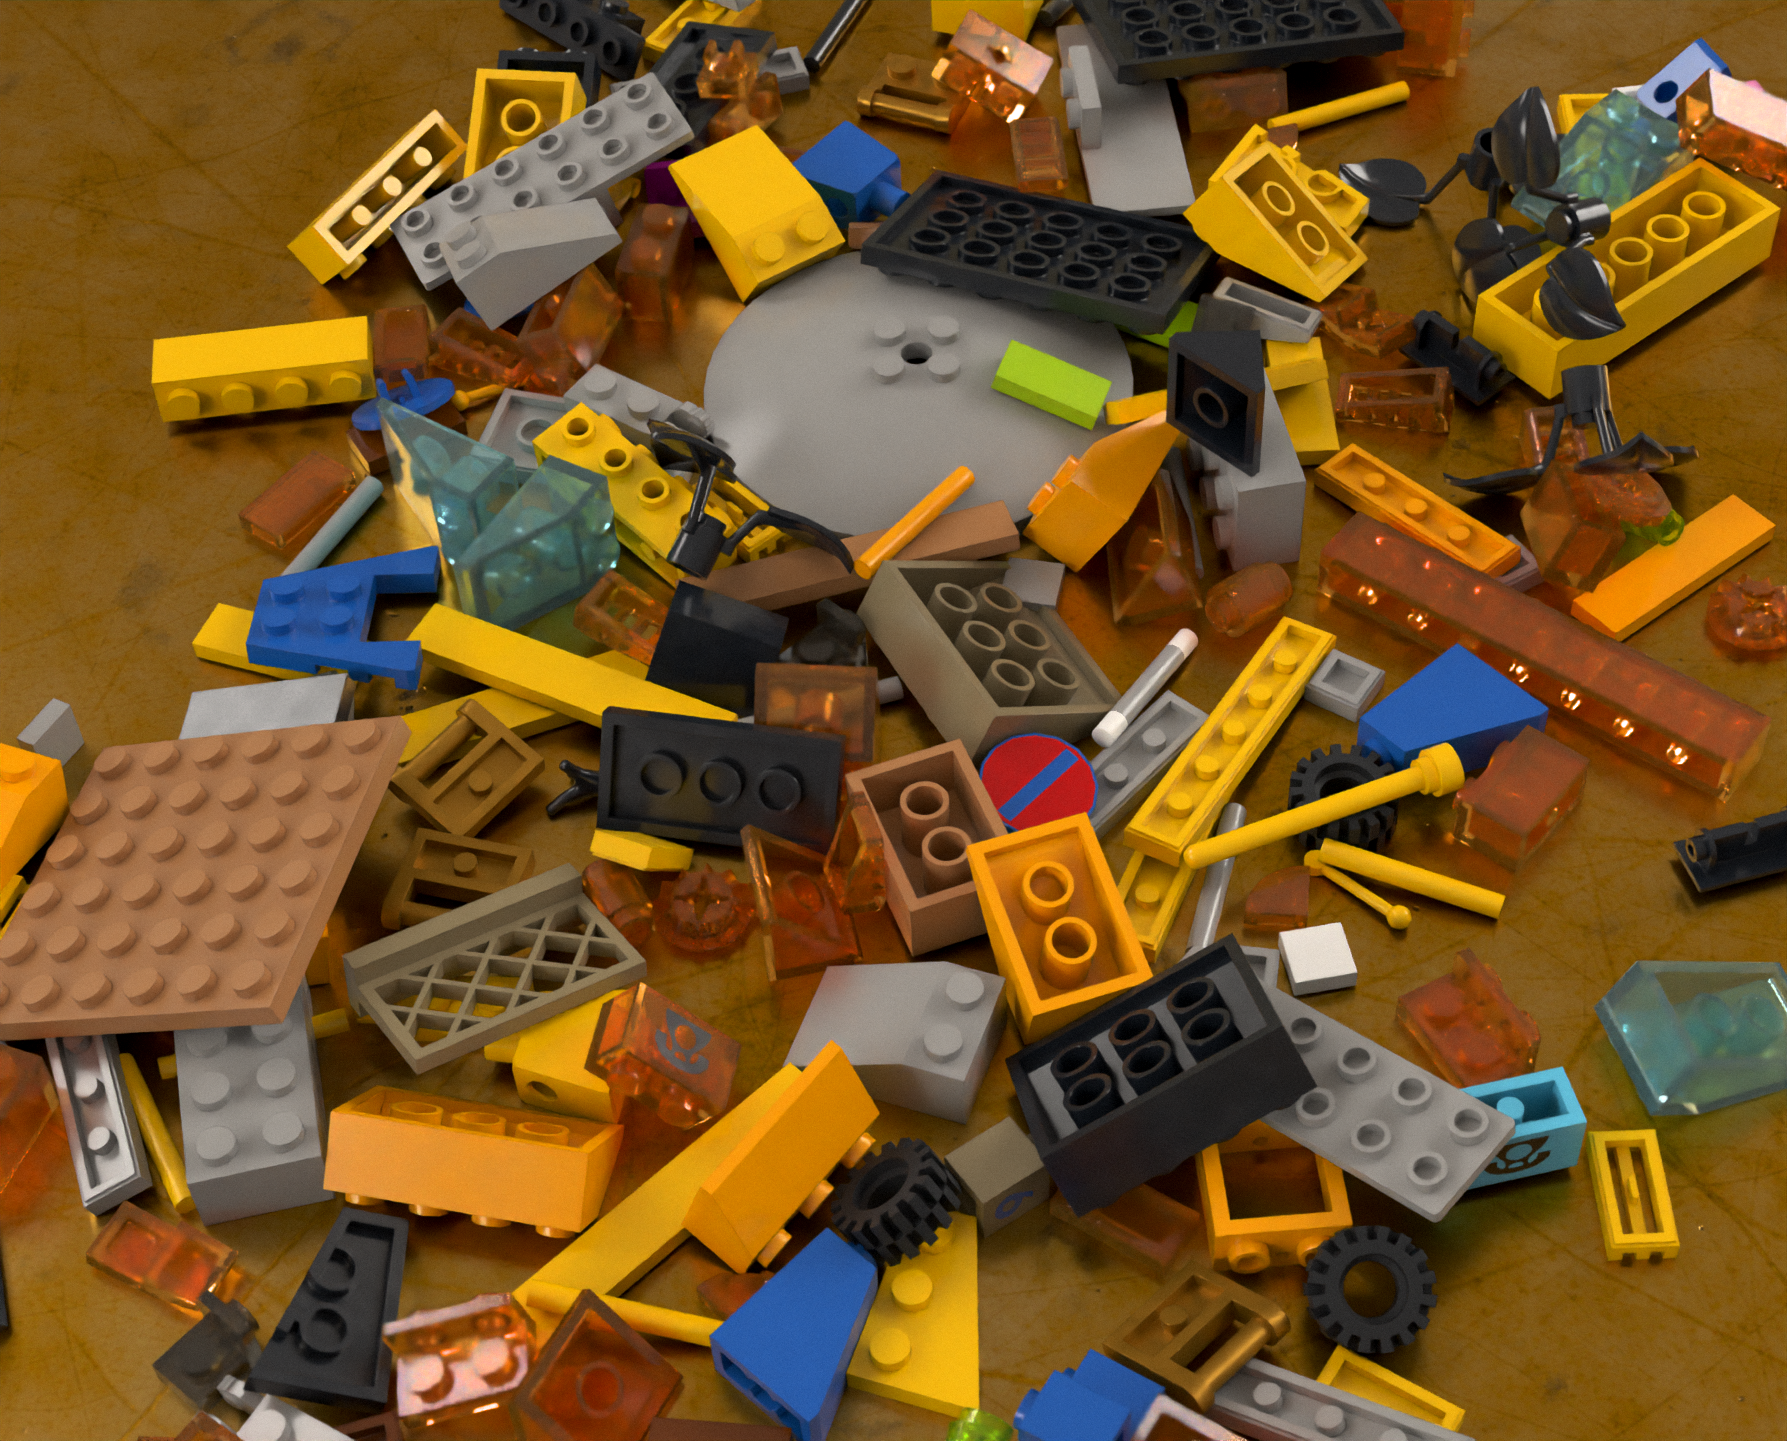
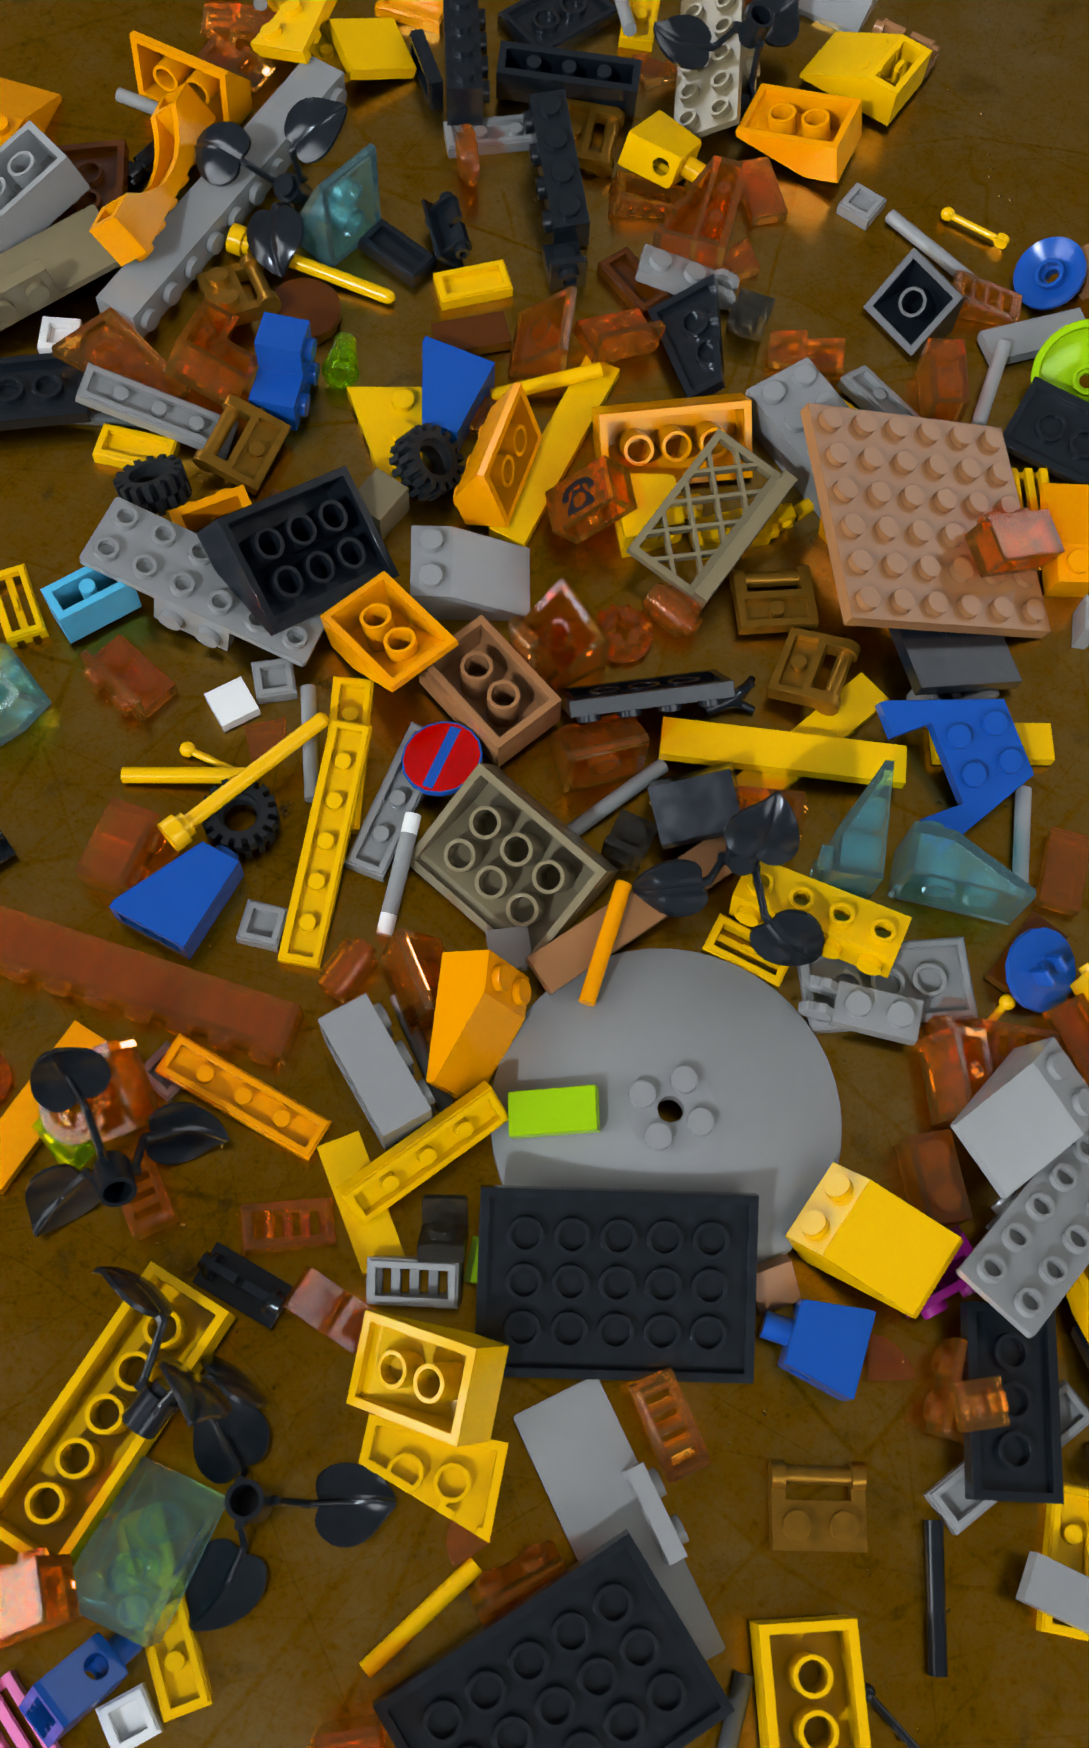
camera: 150 degrees right, 20 degrees up
(89, 804) = (1014, 542): none -> clear orange brick
(641, 851) = (670, 632): yellow tile -> none
(992, 67) = (727, 1536): clear orange brick -> none
(1219, 393) = (392, 1033): black slope -> none

